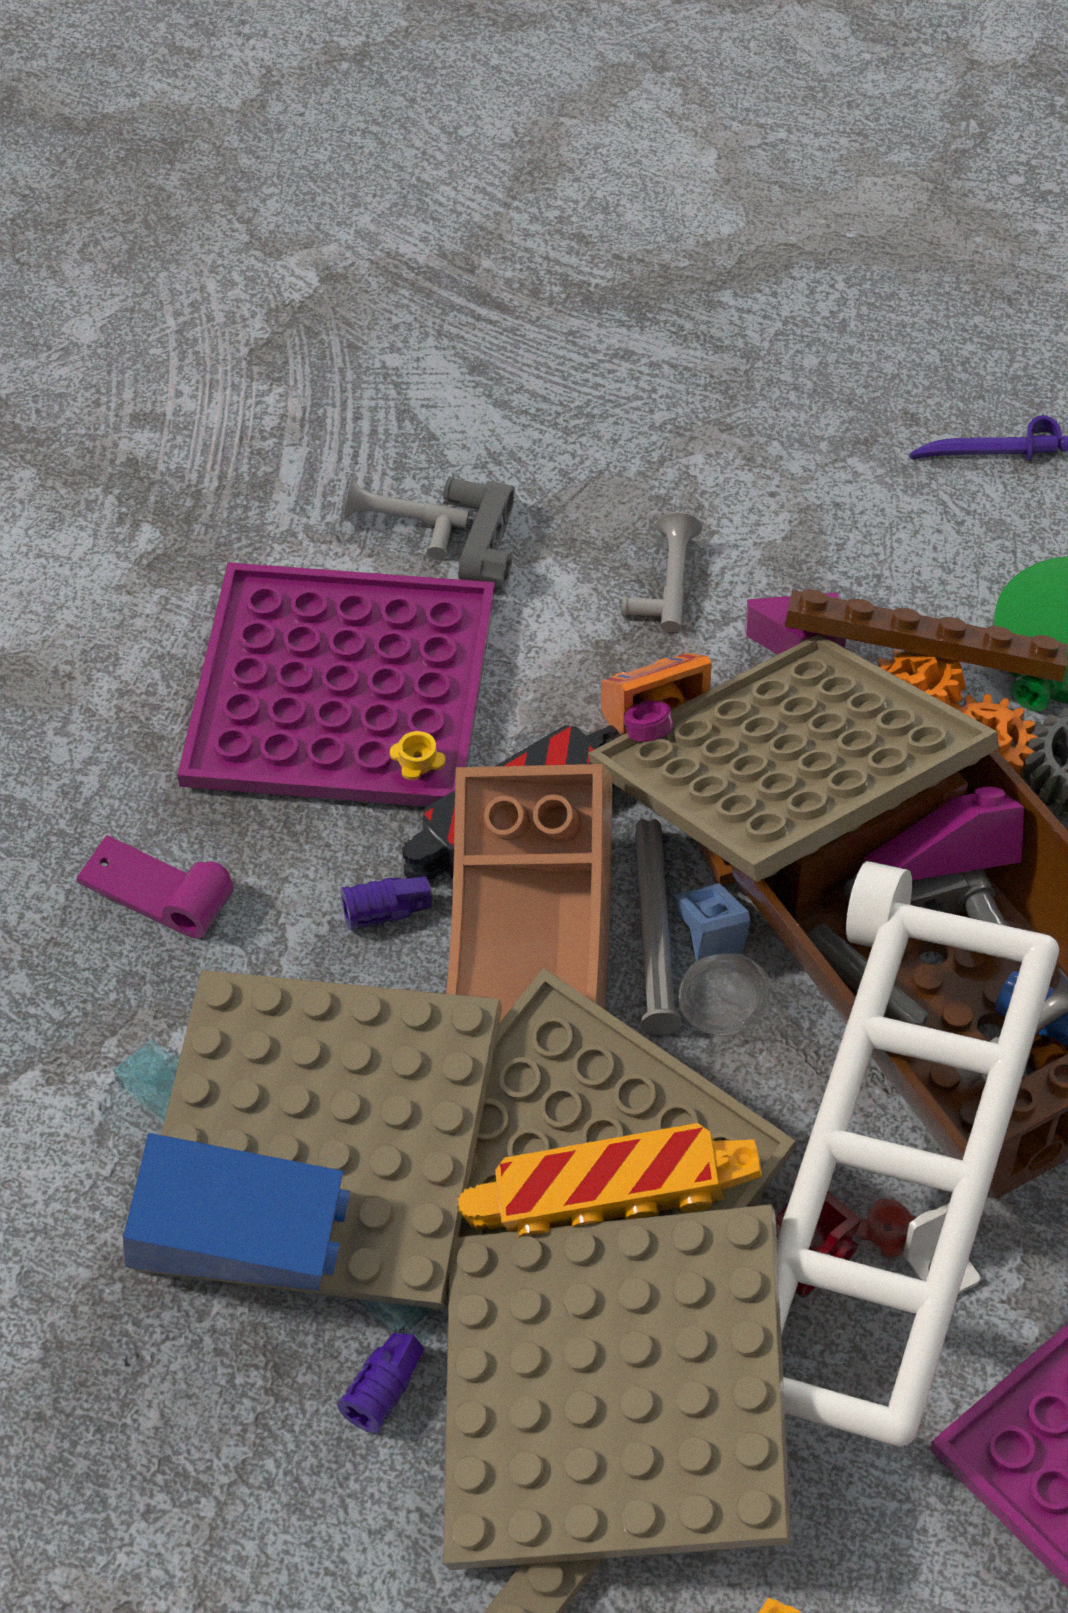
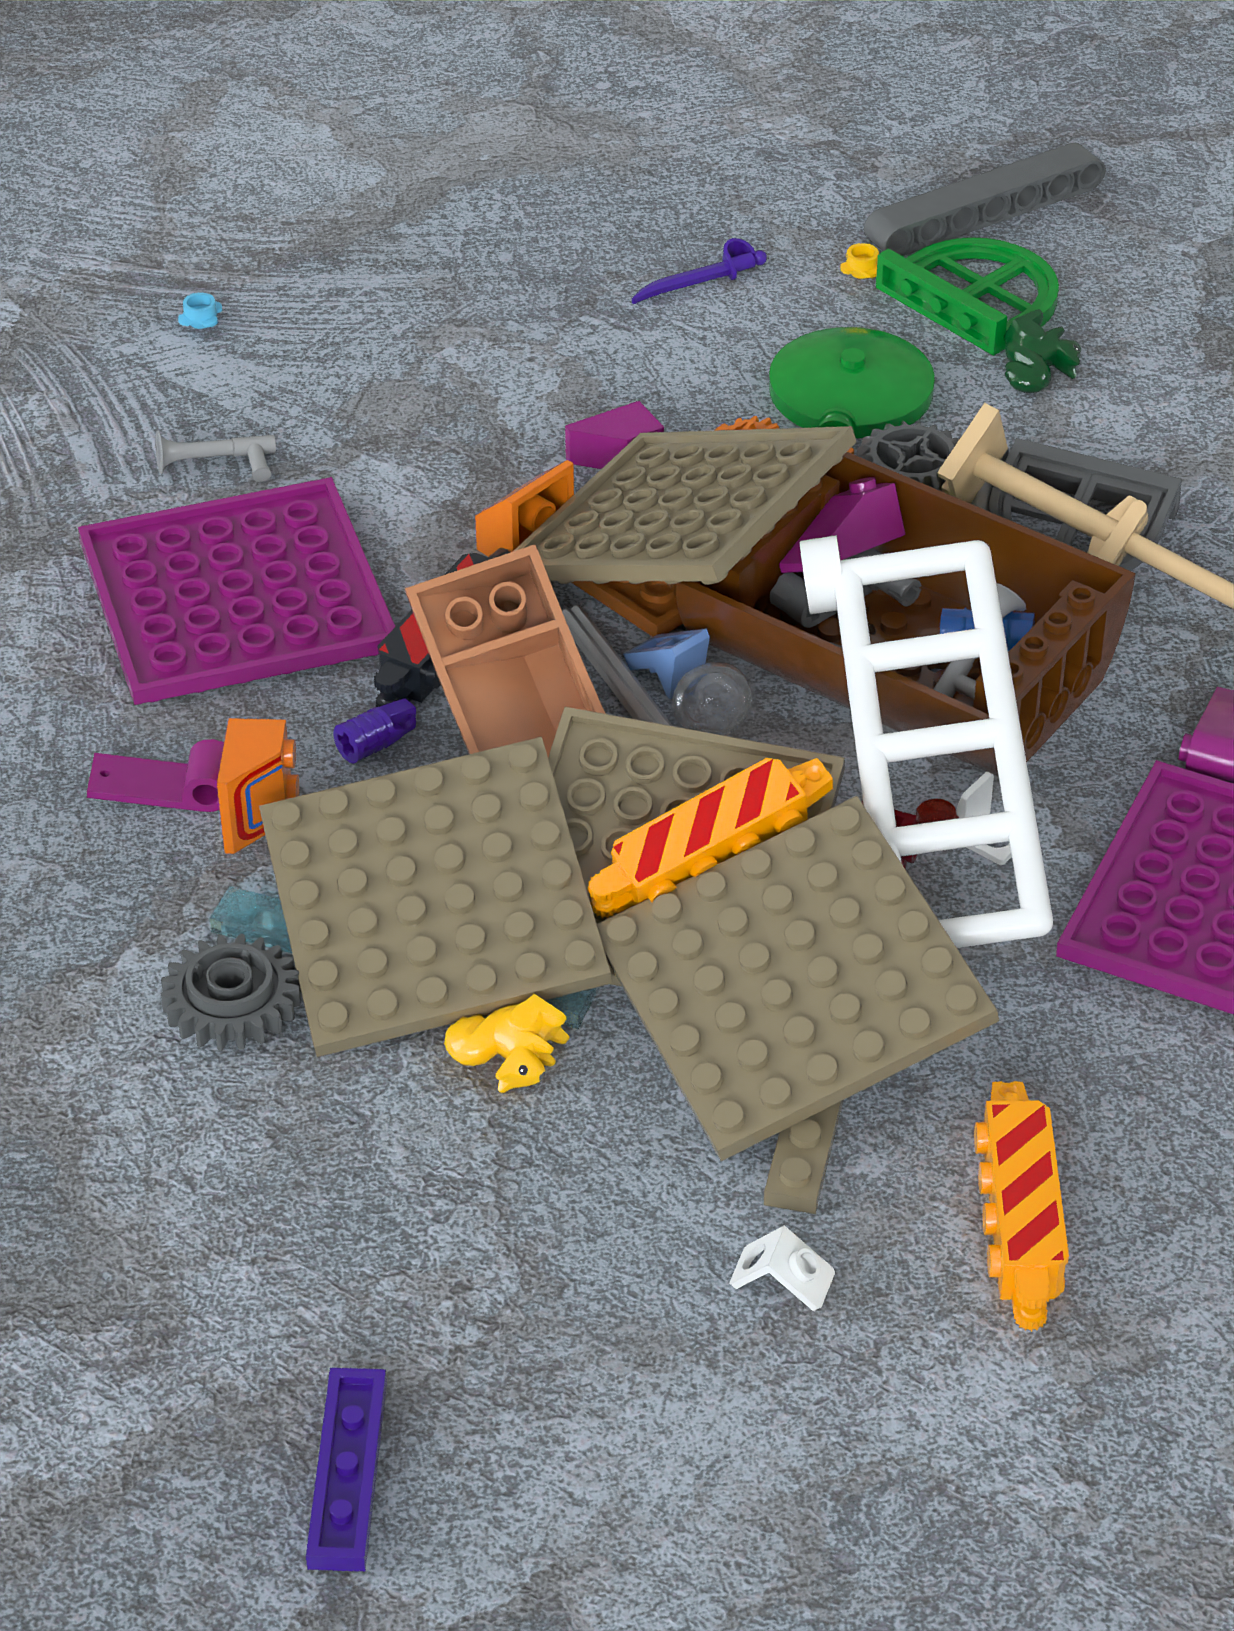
camera: 25 degrees left, 10 degrees down
(48, 1166) = (230, 992): none -> dark grey gear
(222, 928) = (253, 774): none -> orange slope
(233, 1215) = (399, 959): blue slope -> none
(325, 1328) = (514, 1033): none -> yellow animal
(381, 1382) = (586, 1057): dark purple hinge -> none
(413, 745) = (345, 611): yellow plate -> none
(476, 340) = (200, 311): none -> medium azure plate
(480, 555) = (294, 423): dark grey beam -> none
(648, 721) = (538, 525): magenta tile -> none
(678, 529) = (469, 398): light grey piece -> none
(941, 638) = (716, 406): reddish brown plate -> none

